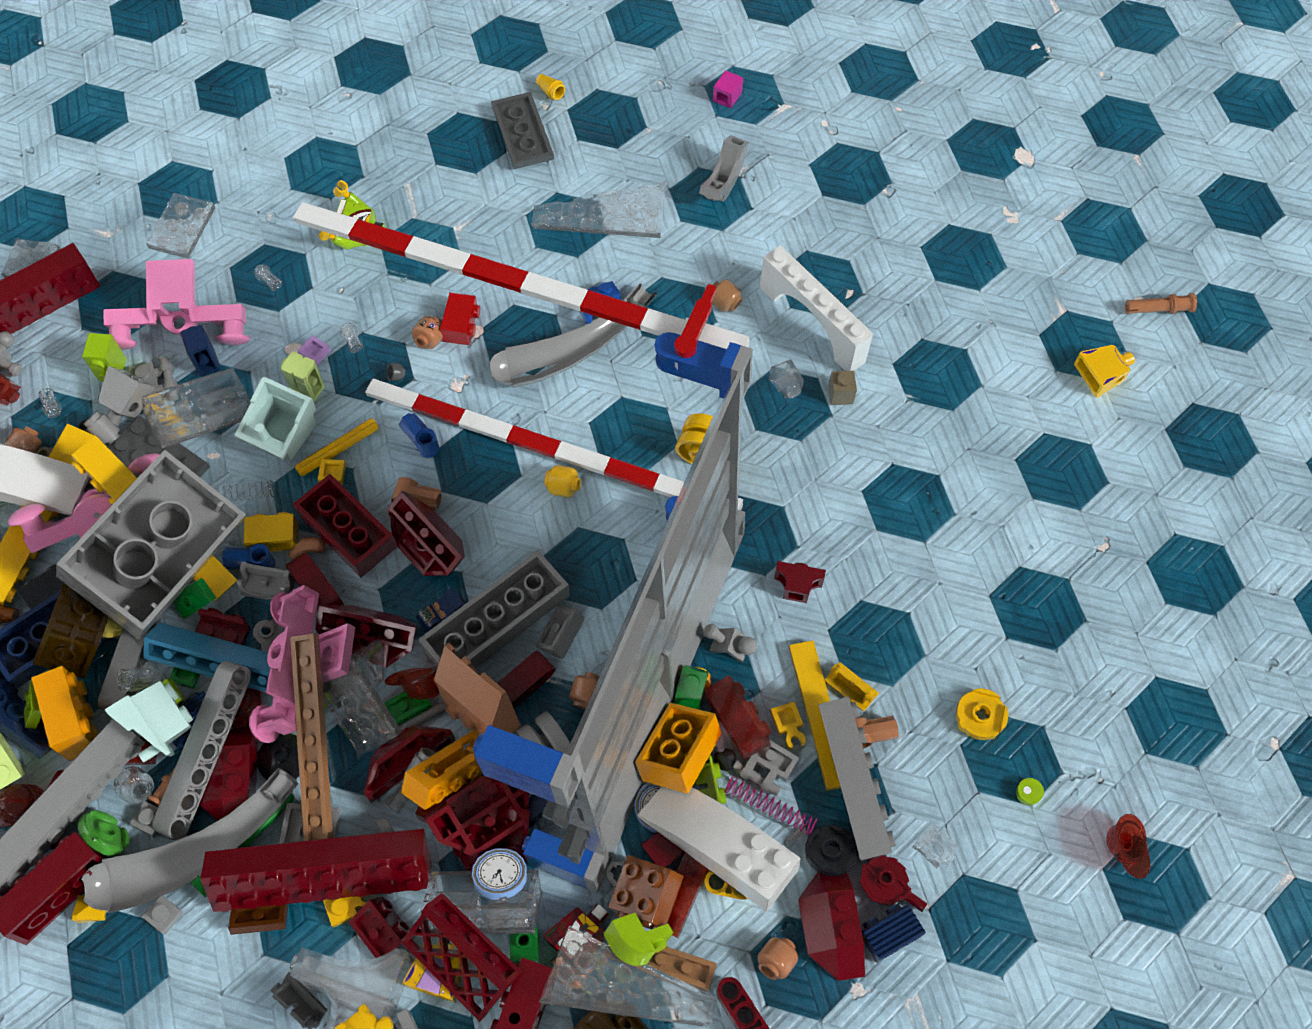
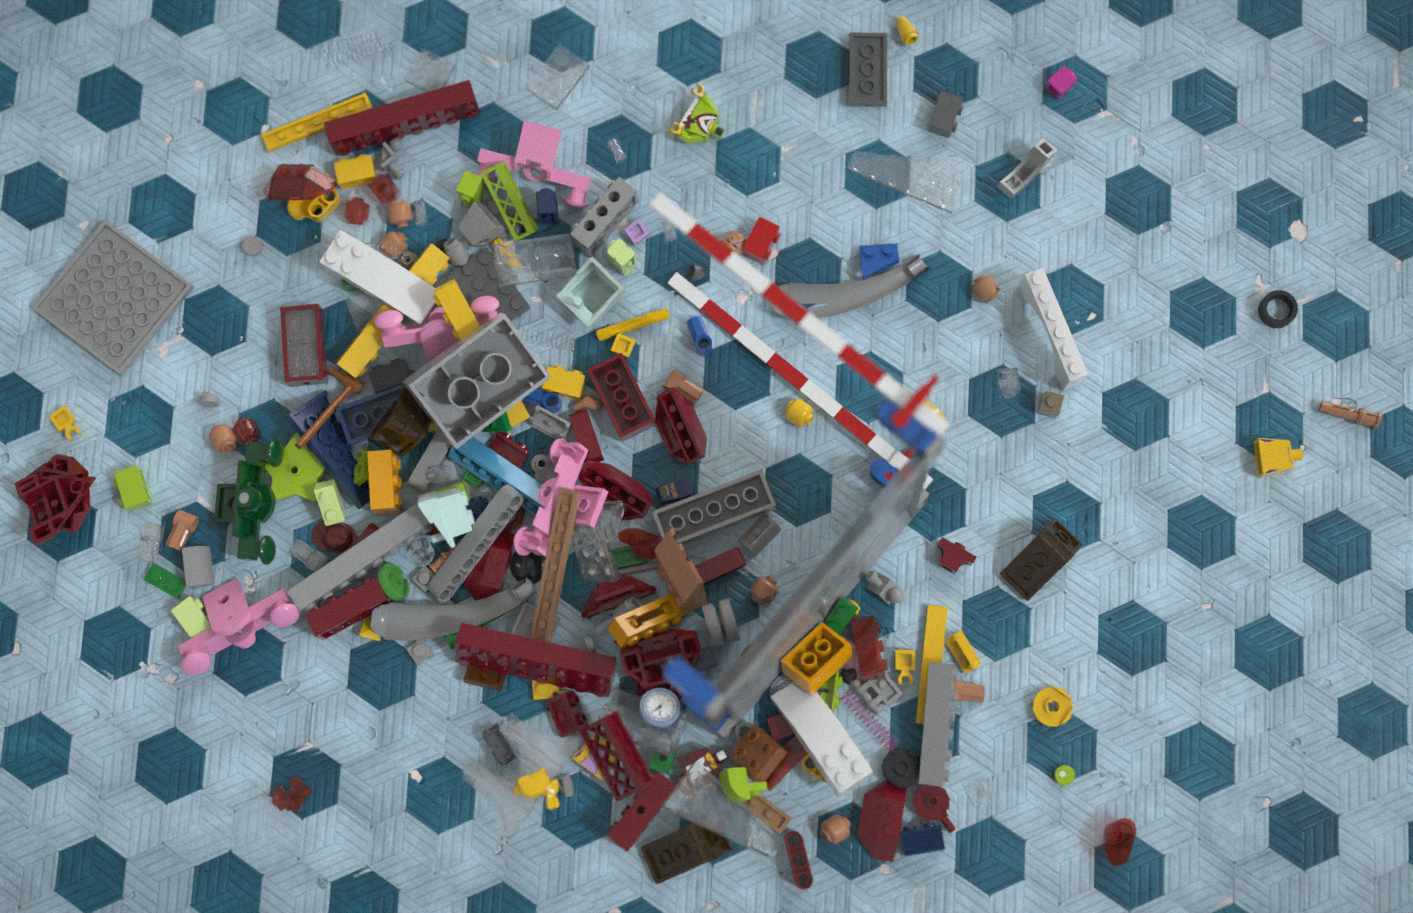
camera: 25 degrees right, 15 degrees up
(23, 408) = (399, 213): none -> nougat head
(154, 345) = (516, 198): none -> lime fence
(270, 340) = (604, 217): none -> light grey brick
(618, 148) = (945, 113): none -> dark grey brick
(898, 553) = (1041, 559): none -> dark brown bracket
(1042, 216) = (1288, 299): none -> black tyre

